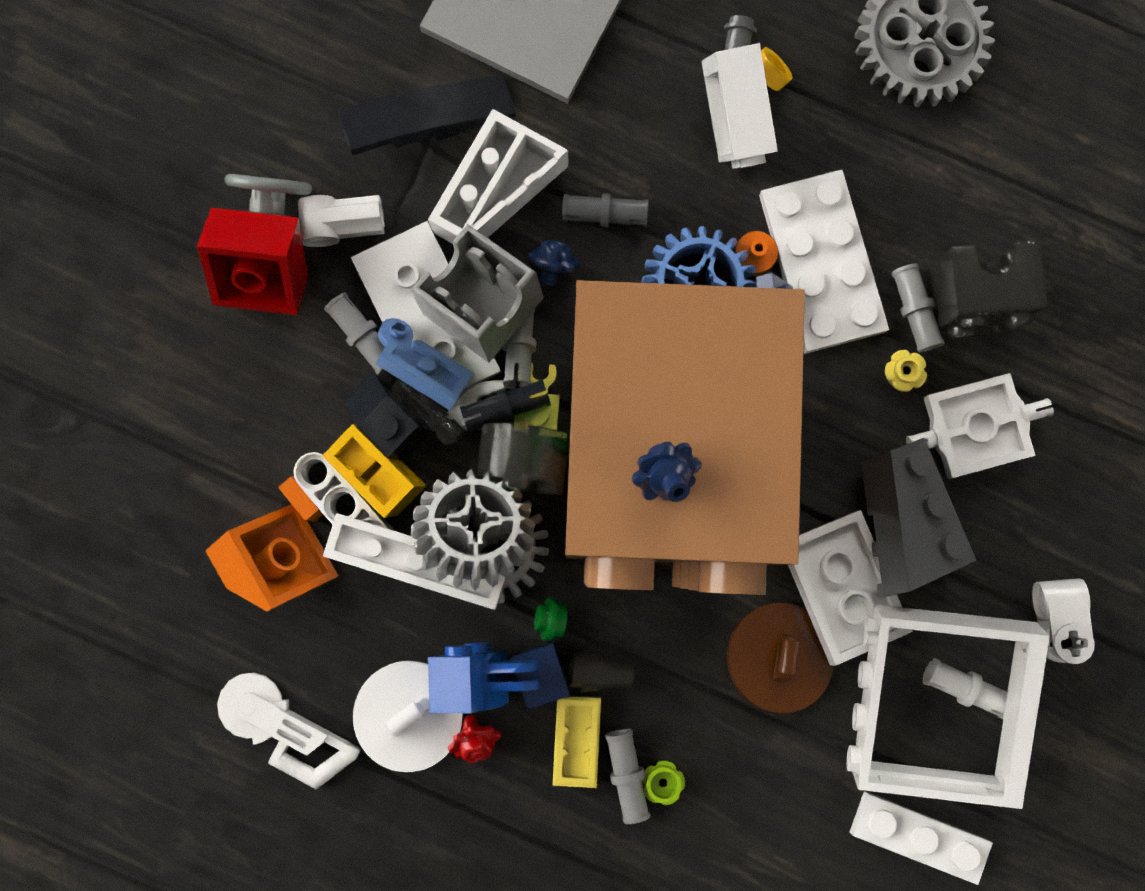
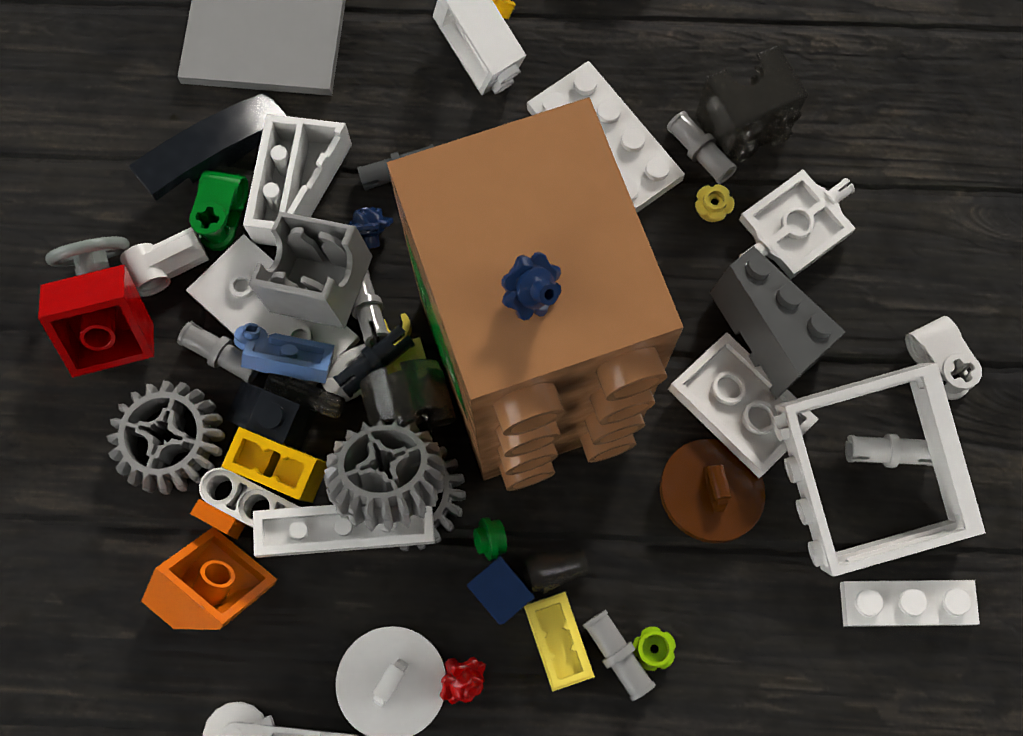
camera: 20 degrees left, 10 degrees down
(252, 377) = (173, 406): none -> light grey gear
(414, 177) = (218, 208): none -> green piece
(475, 678) = (440, 614): blue brick -> none

